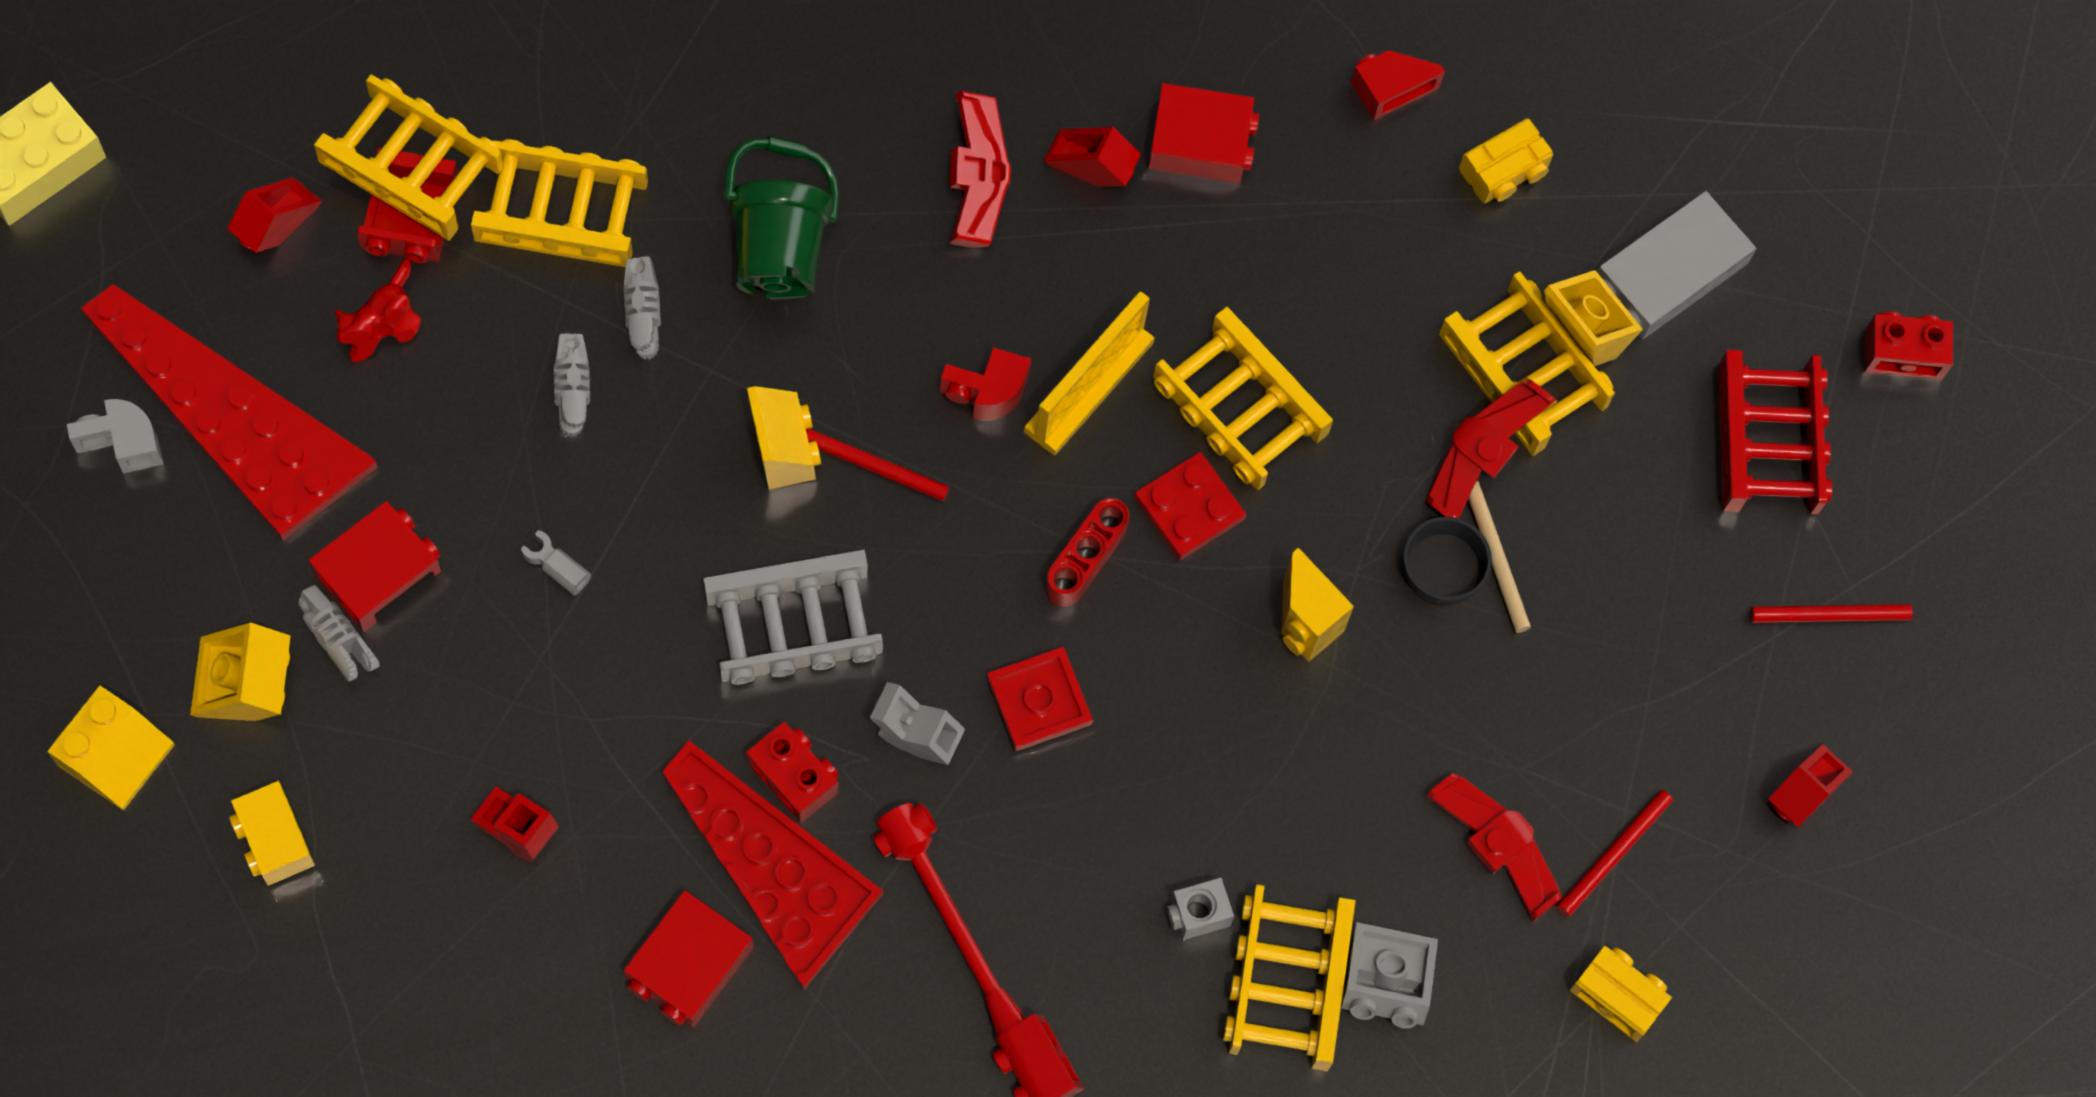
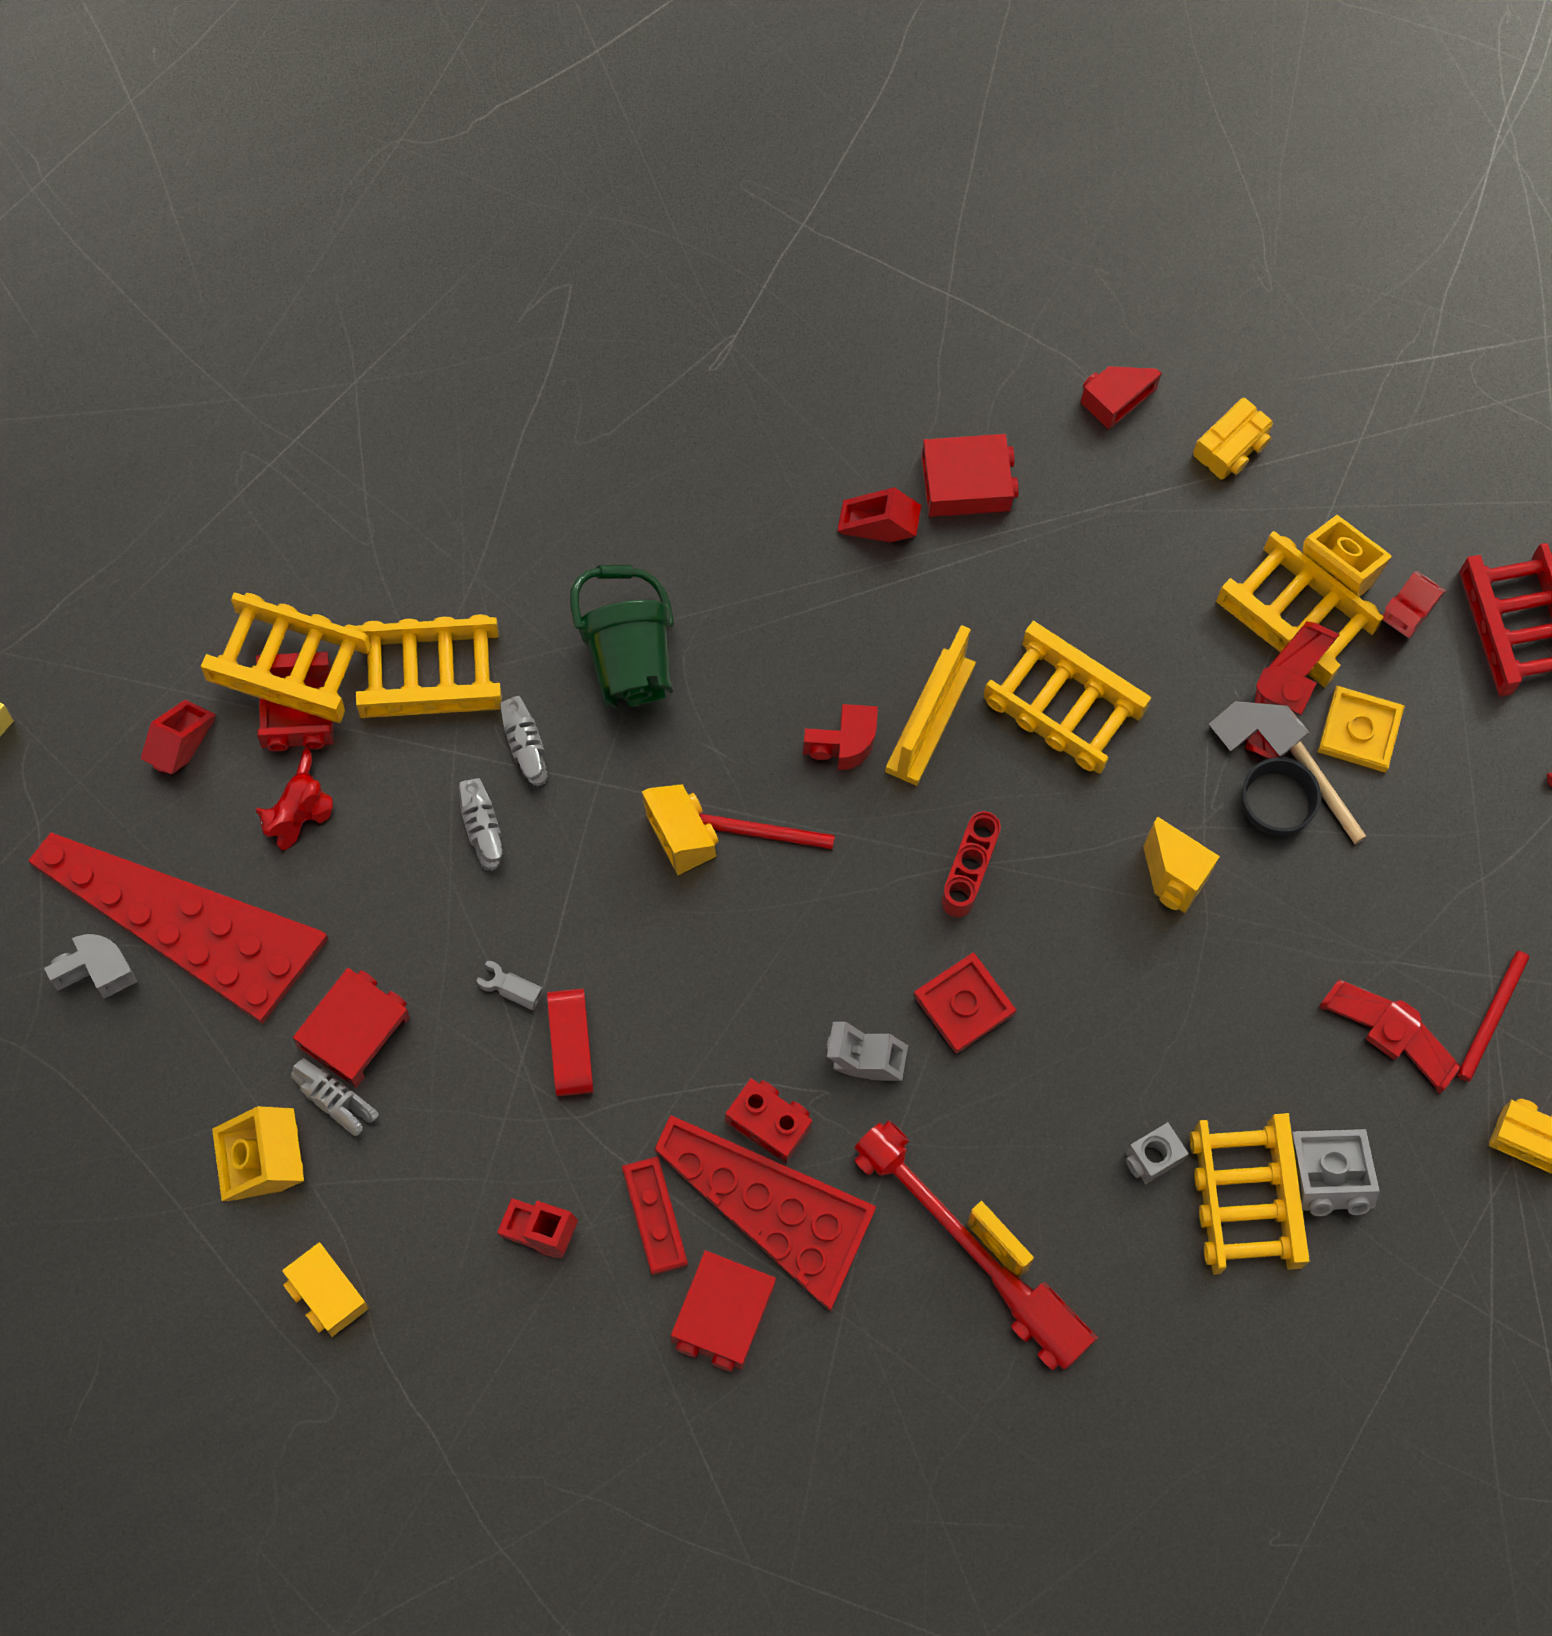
camera: 10 degrees left, 0 degrees up
(110, 748) = (159, 1249): yellow slope -> none
(603, 637) = (570, 1042): none -> red beam
(644, 843) = (654, 1216): none -> red tile
(806, 579) = (734, 946): light grey fence -> none
(979, 170) = (785, 552): plate -> none
(1003, 957) = (999, 1240): none -> yellow tile
(1190, 506) = (1046, 801): red plate -> none
(1460, 477) = (1274, 722): none -> light grey tile
(1558, 509) = (1361, 729): none -> yellow tile
(1653, 387) = (1412, 604): none -> red brick
(1677, 263) = (1403, 490): light grey brick -> none

